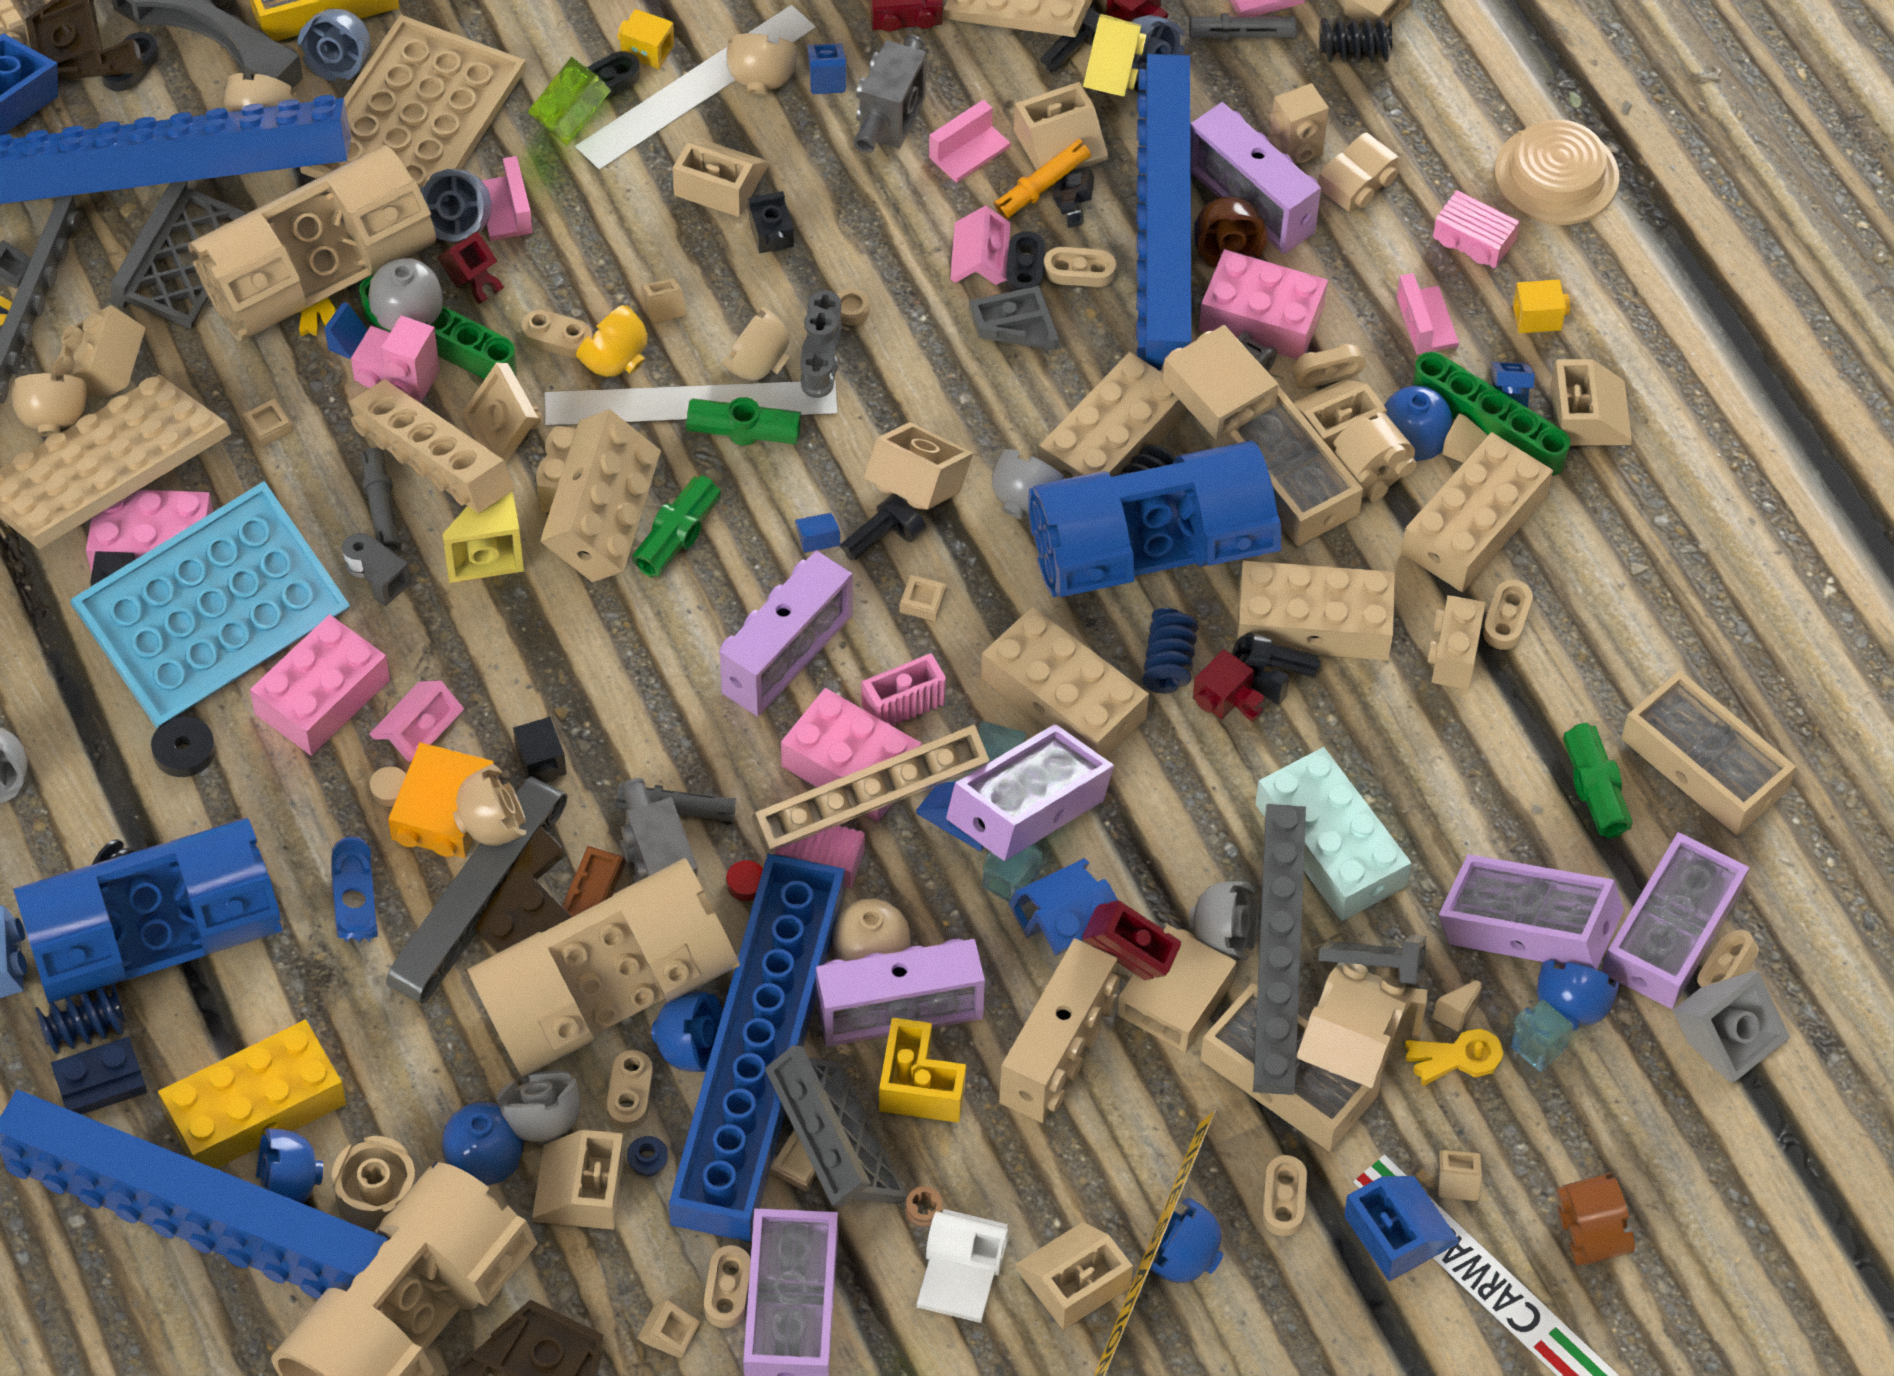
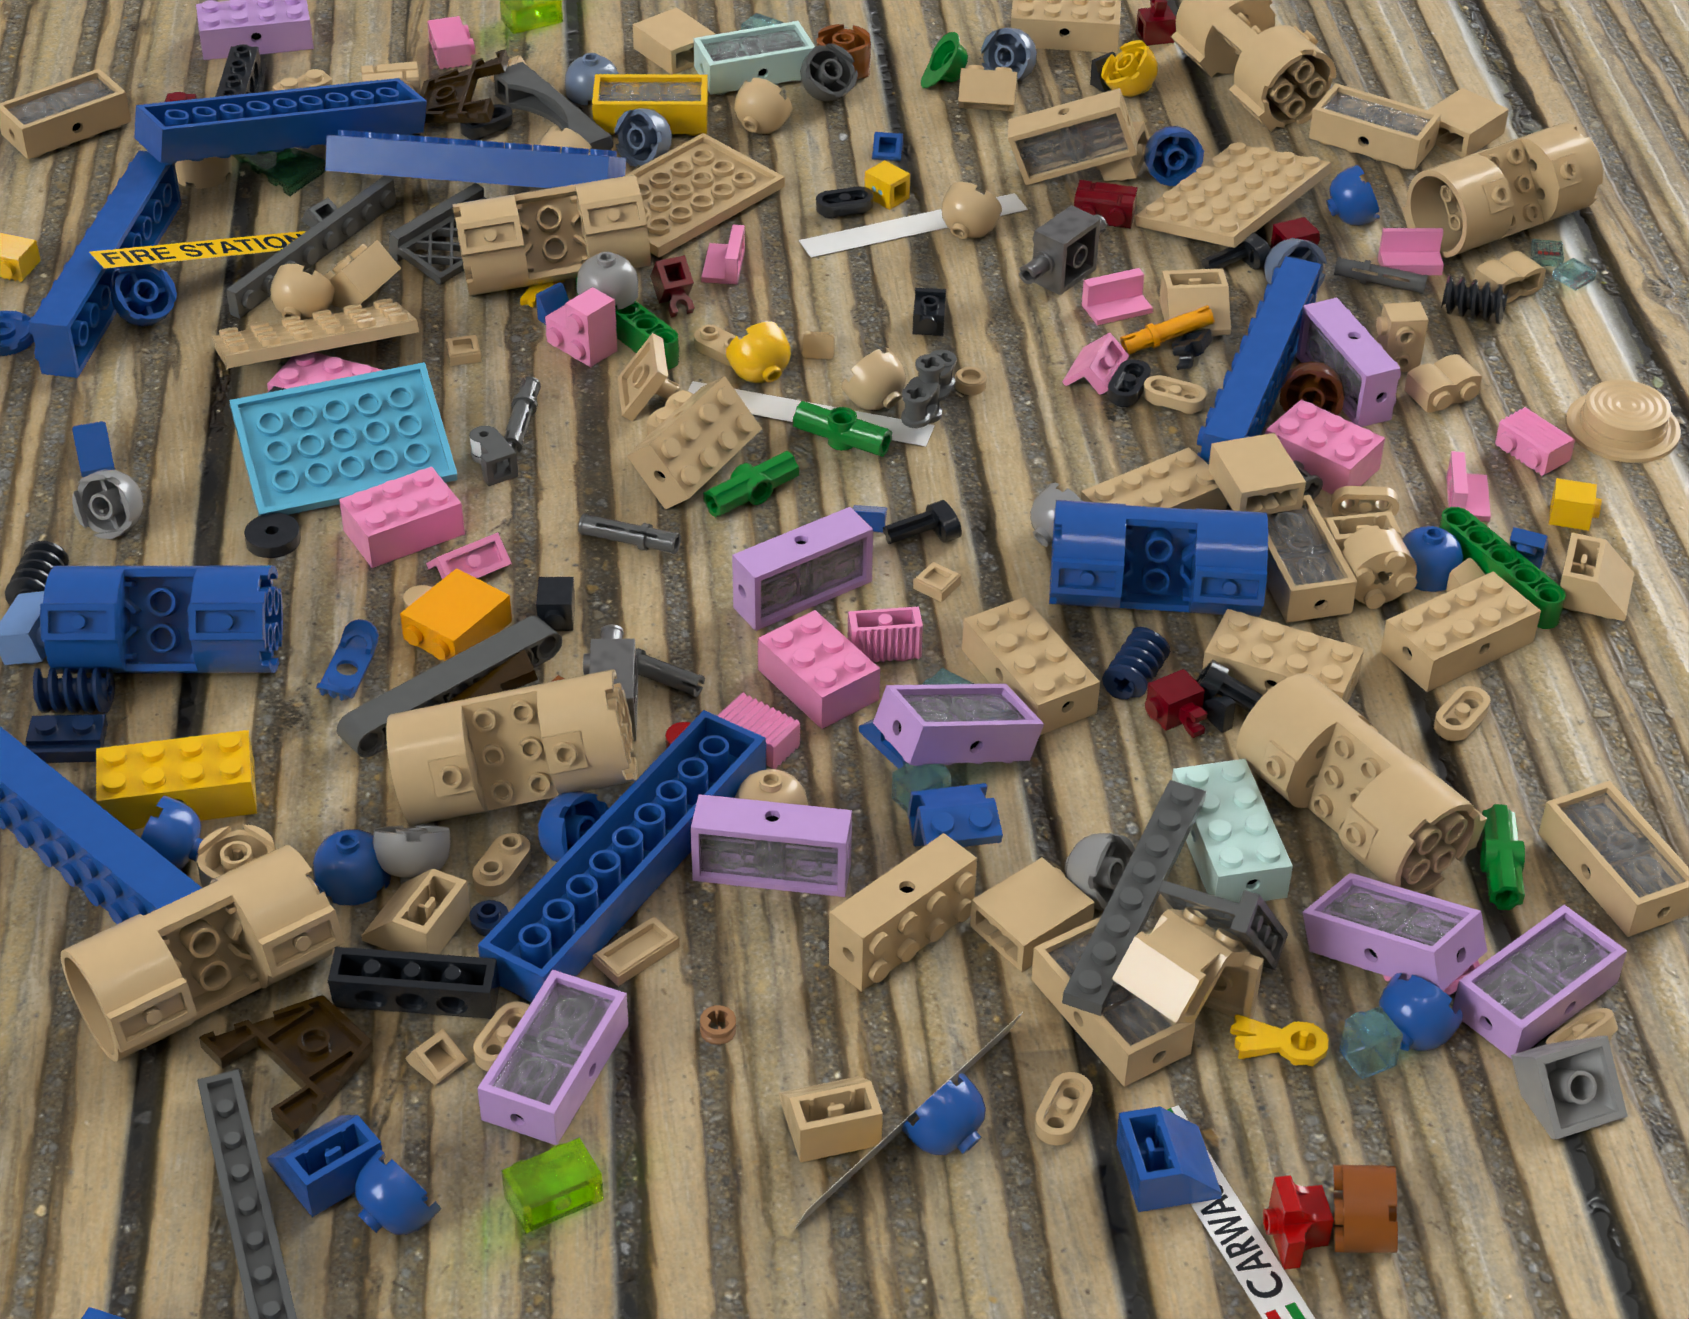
camera: 20 degrees right, 15 degrees down
(431, 446) = (572, 375): tan brick -> none
(457, 204) = (678, 237): sand blue cylinder -> none
(484, 542) = (584, 450): light yellow slope -> none
(488, 808) = (481, 617): tan cylinder -> none
(569, 101) = (803, 202): clear neon green brick -> none
(617, 1259) = (414, 982): none -> black brick
(619, 631) = (642, 536): none -> dark grey pin
(717, 176) = (897, 273): tan slope -> none
(818, 1122) = (645, 934): dark grey fence -> none
(827, 68) = (1020, 230): blue slope -> none
(870, 789) = (808, 678): tan brick -> none
(913, 1082) = (756, 916): yellow brick -> none
(918, 466) = (970, 483): tan brick -> none
(962, 1264) = (720, 1088): white piece -> none
(1015, 318) = (1103, 414): dark grey wing -> none
(1113, 56) = (1256, 255): light yellow slope -> none
(1132, 939) = (997, 845): dark red brick -> none
(1399, 721) = (1377, 799): none -> tan cylinder
(1457, 1006) = (1297, 997): tan slope -> none
(1458, 641) = (1407, 714): tan brick -> none
(1459, 1175) = (1245, 1142): tan slope -> none
(1535, 1246) = (1297, 1219): none -> red brick

